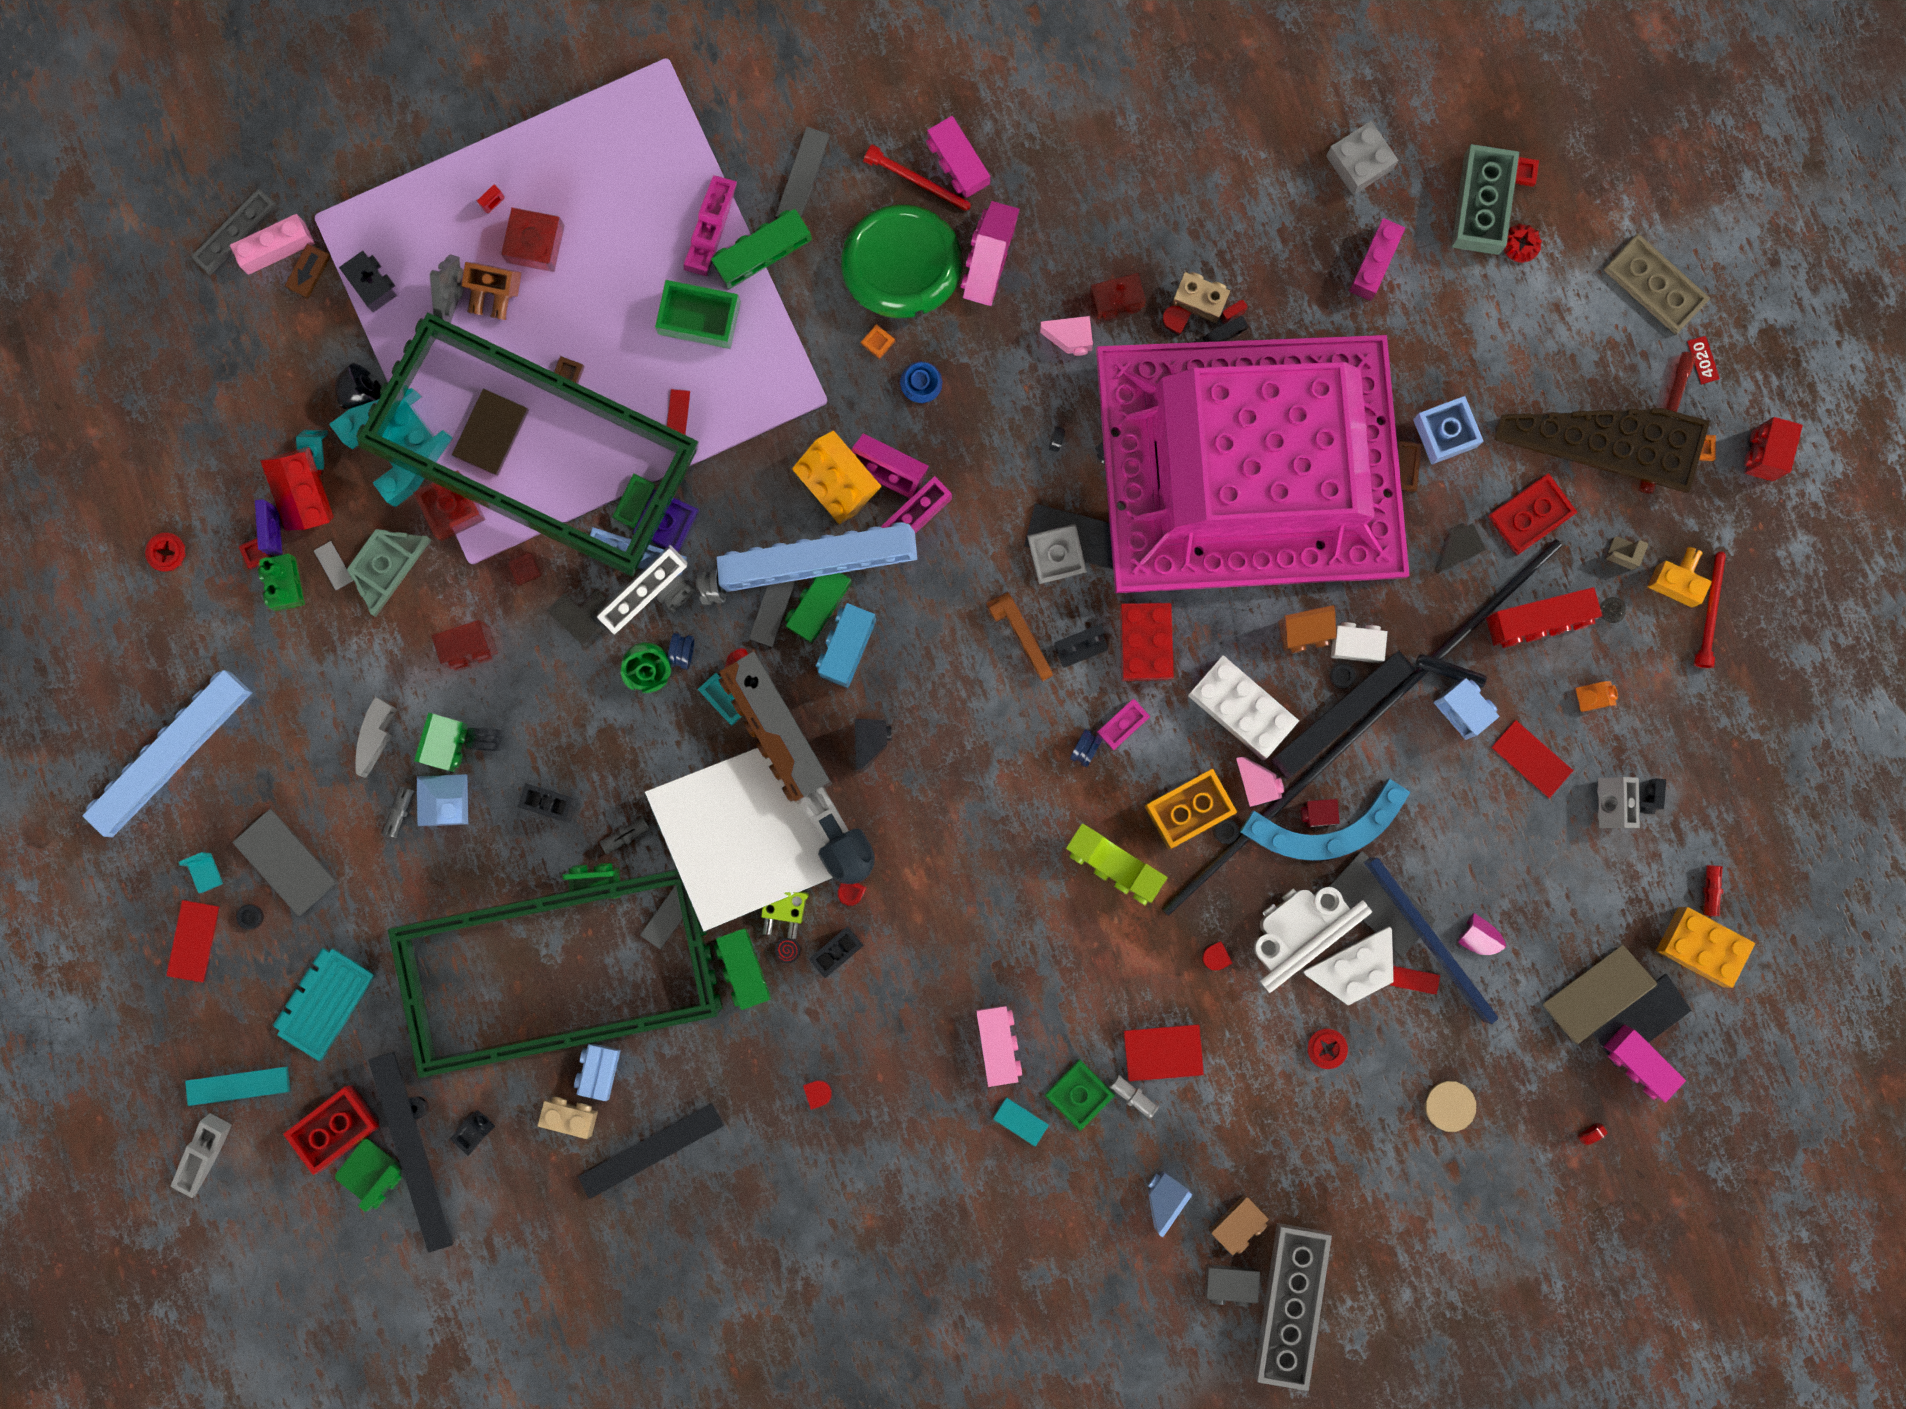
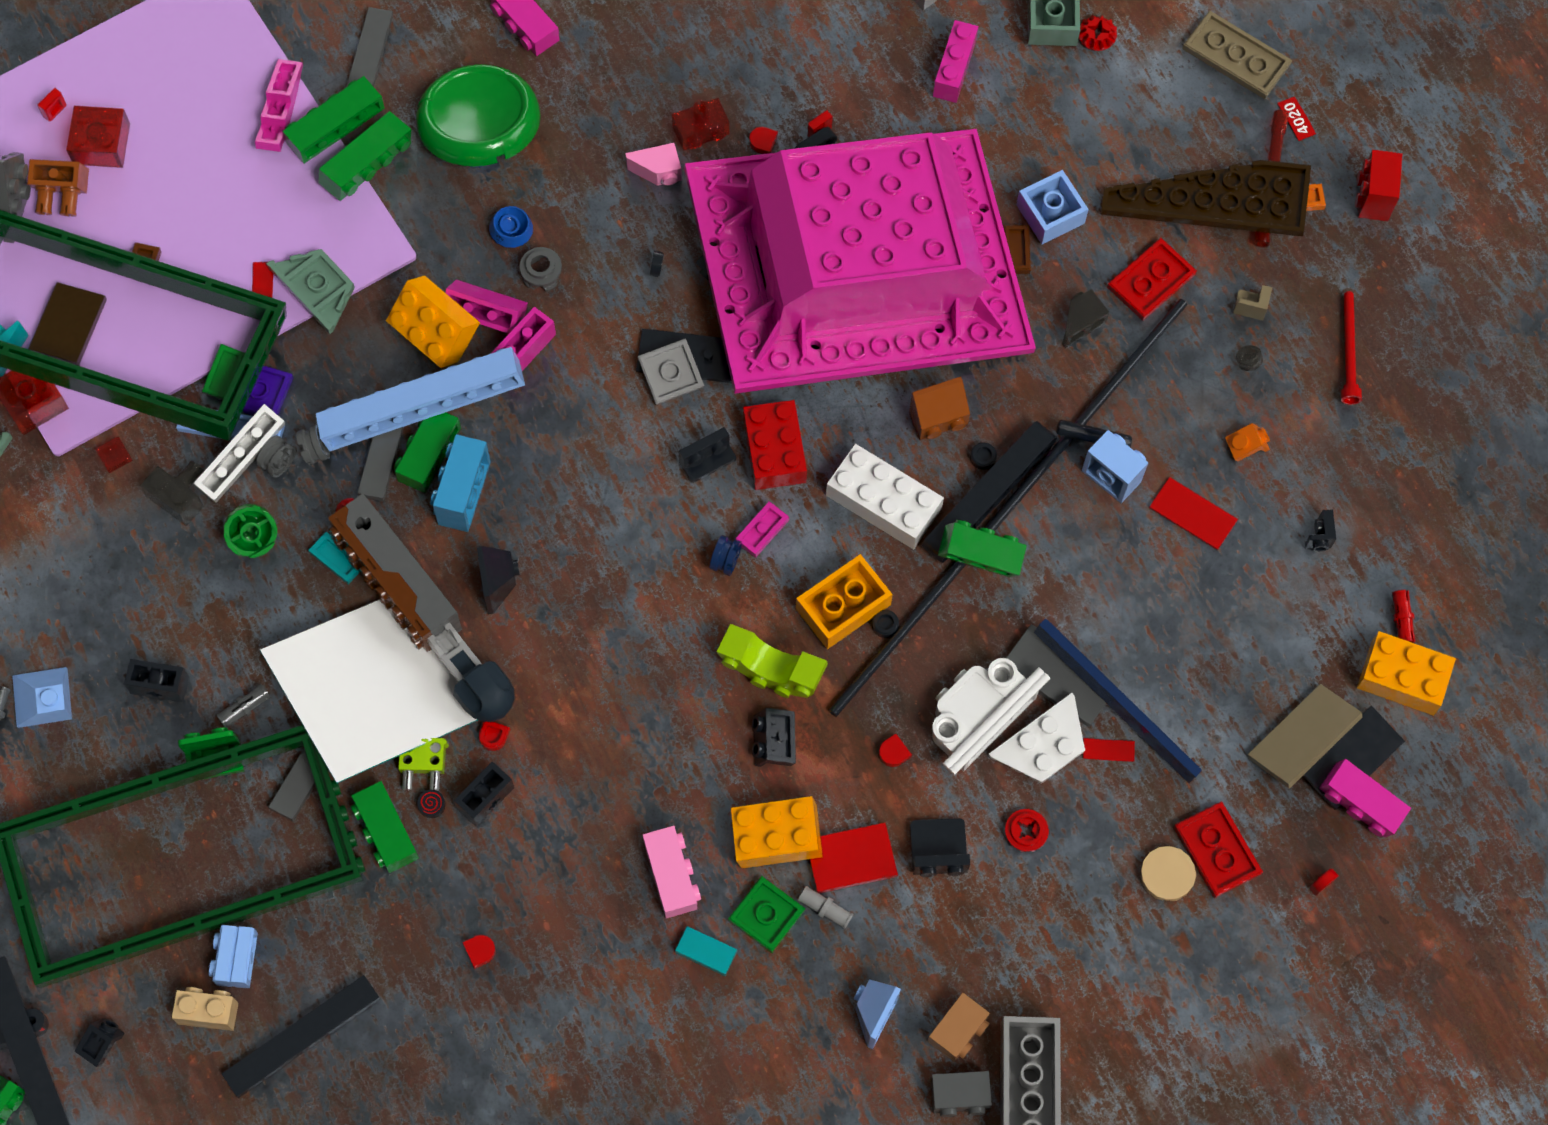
camera: 10 degrees left, 15 degrees down
(441, 742) = (36, 633): slope -> none
(465, 645) = (55, 531): clear red brick -> none
(484, 739) = (83, 625): black wheel -> none
(681, 651) = (287, 511): dark blue wheel -> none
(698, 314) = (274, 184): green piece -> none
(729, 423) = (316, 285): none -> sand green wing
(788, 292) = (365, 156): none -> green brick
(876, 157) = (440, 26): red piece -> none
(877, 341) = (462, 195): orange tile -> none
(950, 443) = (546, 278): none -> dark grey piece
(989, 252) = (564, 101): brick -> none
(1003, 607) = (623, 430): dark orange beam -> none
(1098, 1024) = (776, 832): none -> light orange brick
(1108, 930) = (774, 737): none -> black bracket
(1201, 296) = (785, 115): tan brick -> none
(1245, 1055) = (939, 847): none -> black bracket
(1259, 782) = (913, 568): bright pink slope -> none
(1320, 813) = (981, 590): dark red brick -> none
(1328, 775) = (982, 549): none -> green brick
(1335, 843) = (996, 622): dark azure plate -> none
(1359, 643) = (995, 420): white brick -> none
(1482, 937) = (1170, 695): brick -> none
(1500, 1089) = (1218, 849): none -> red tile
(1544, 616) = (1178, 369): red brick -> none
(1626, 794) = (1288, 540): light grey brick -> none
(1681, 581) = (1311, 321): light orange brick -> none

